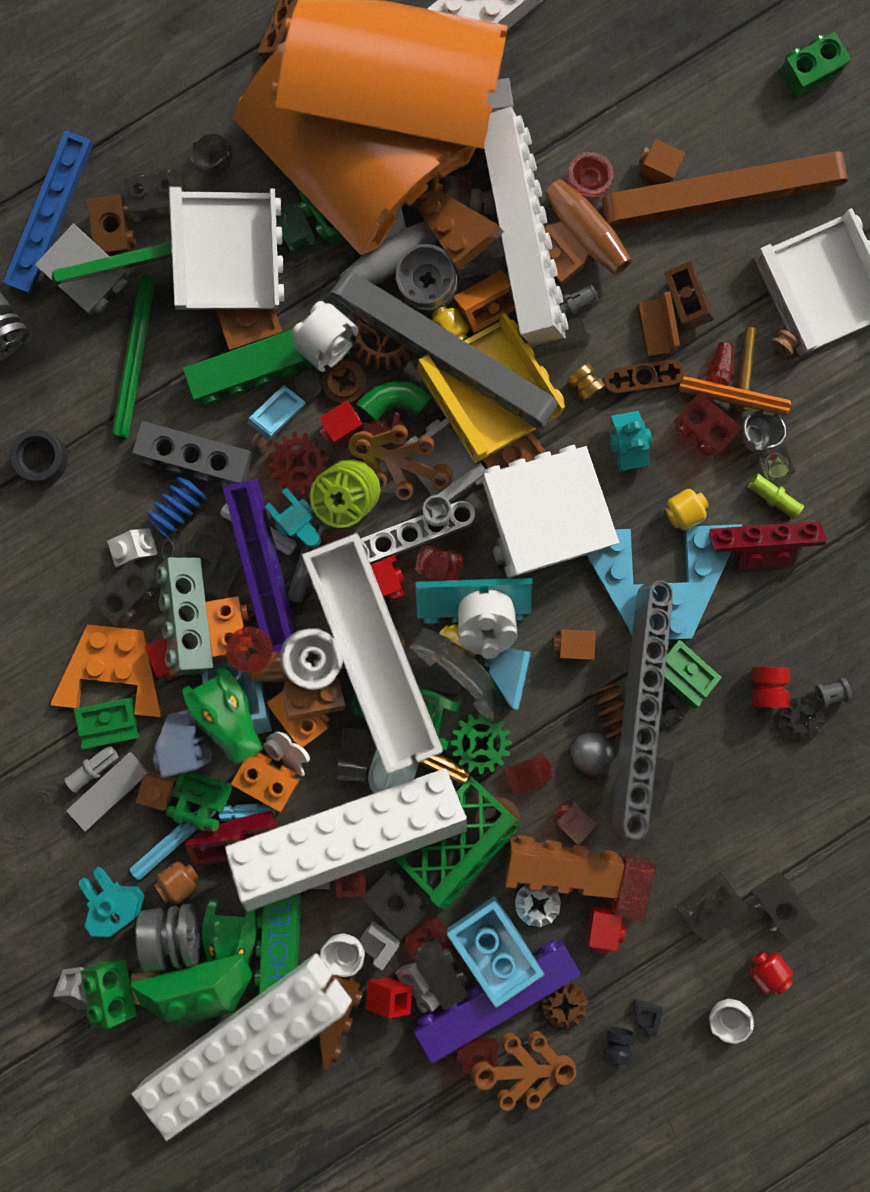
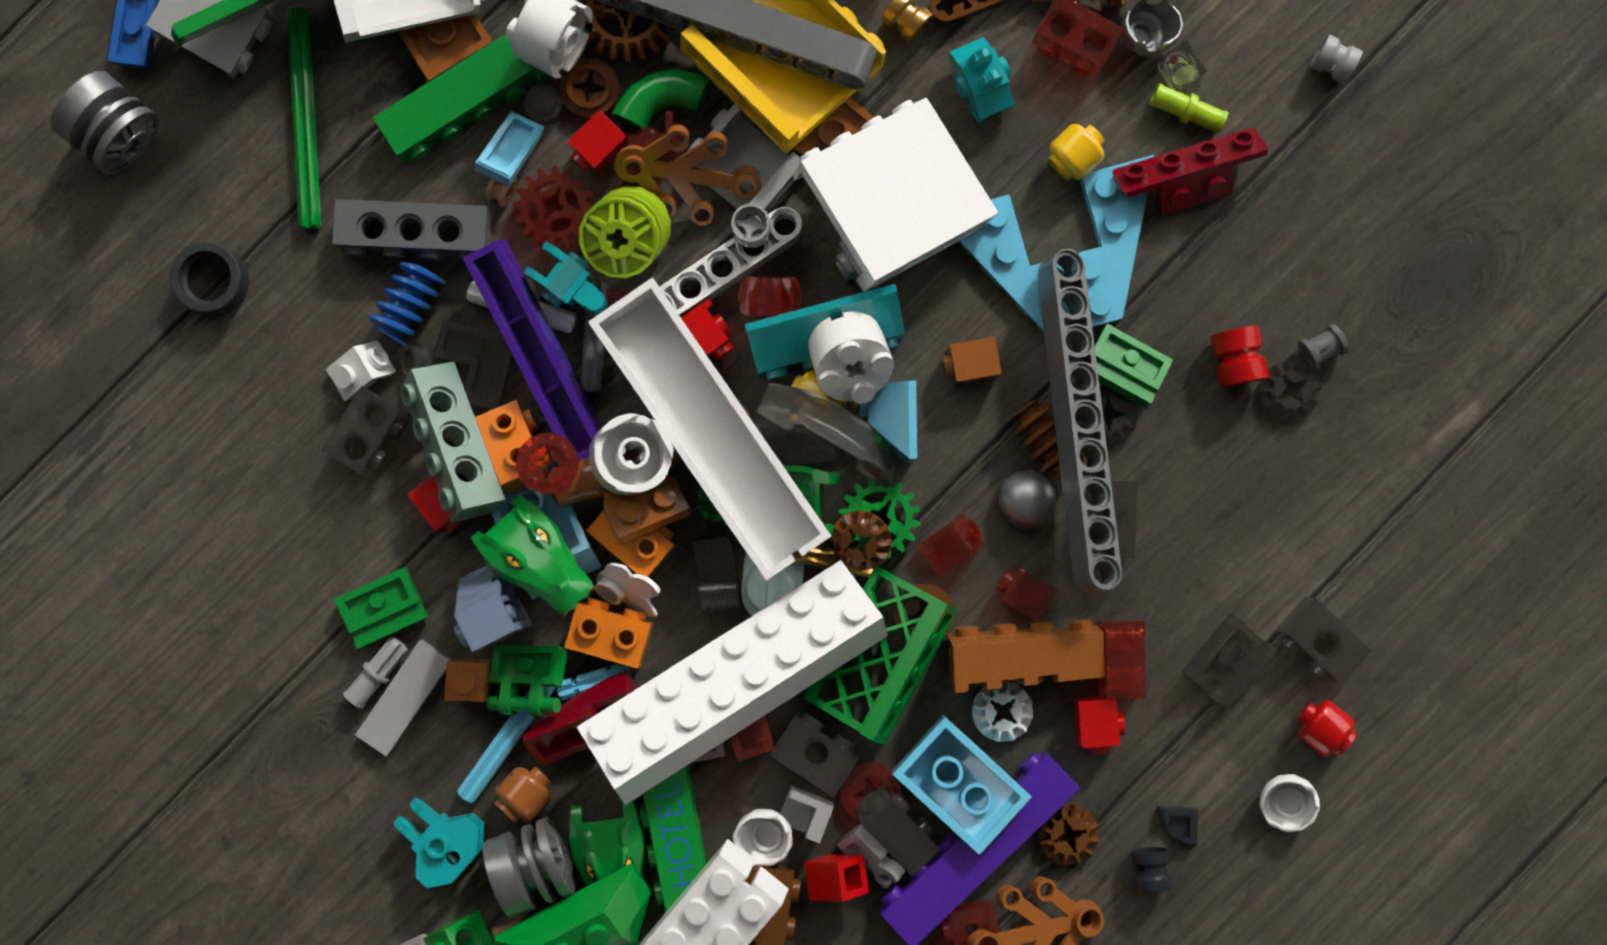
camera: 20 degrees left, 0 degrees up
(110, 656) = (369, 519): orange wing -> none
(468, 747) = (864, 525): none -> reddish brown gear

